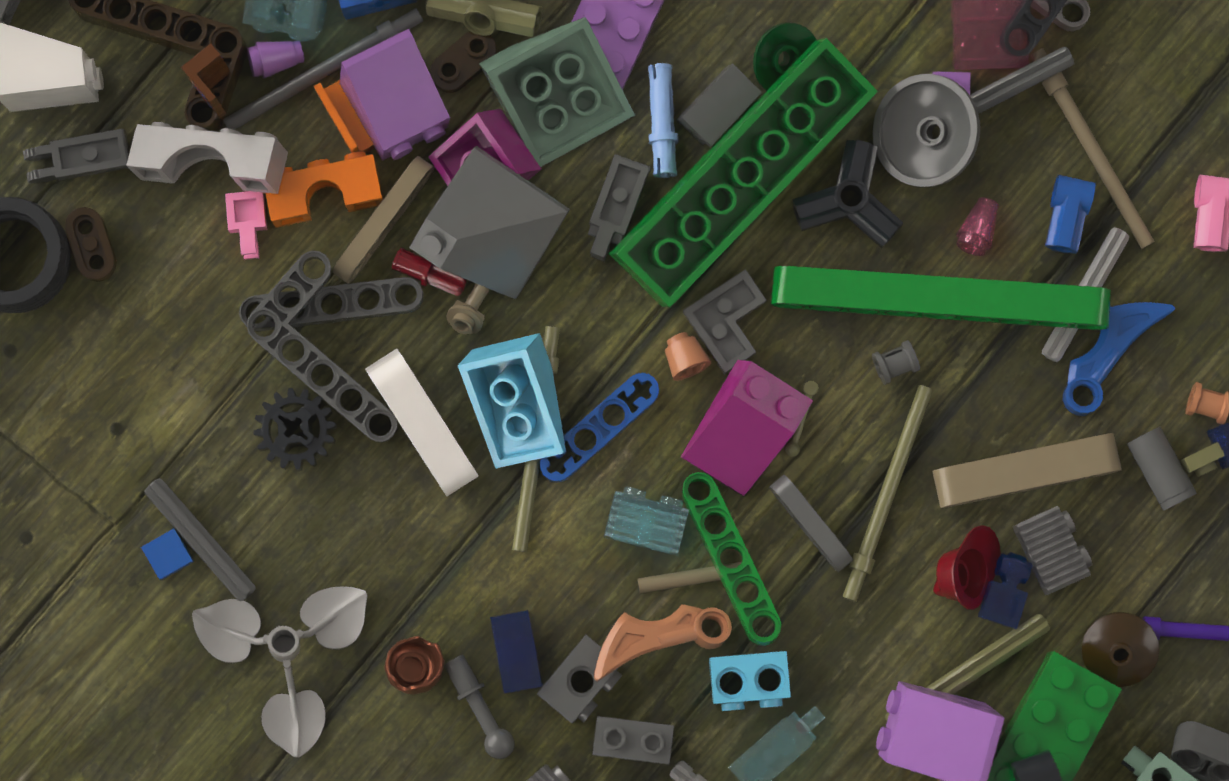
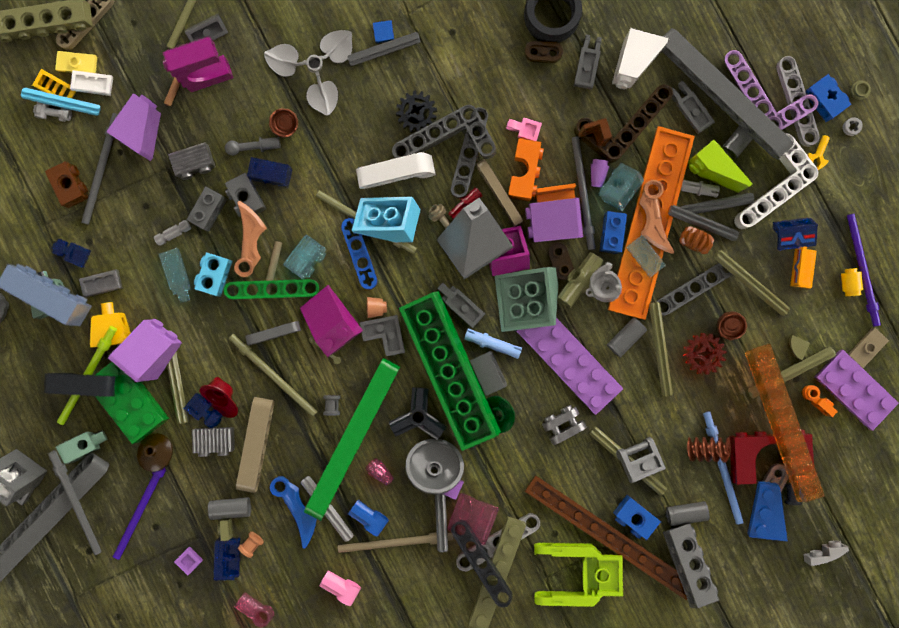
camera: 110 degrees right, 5 degrees up
(165, 152) = (550, 137): light grey arch -> none

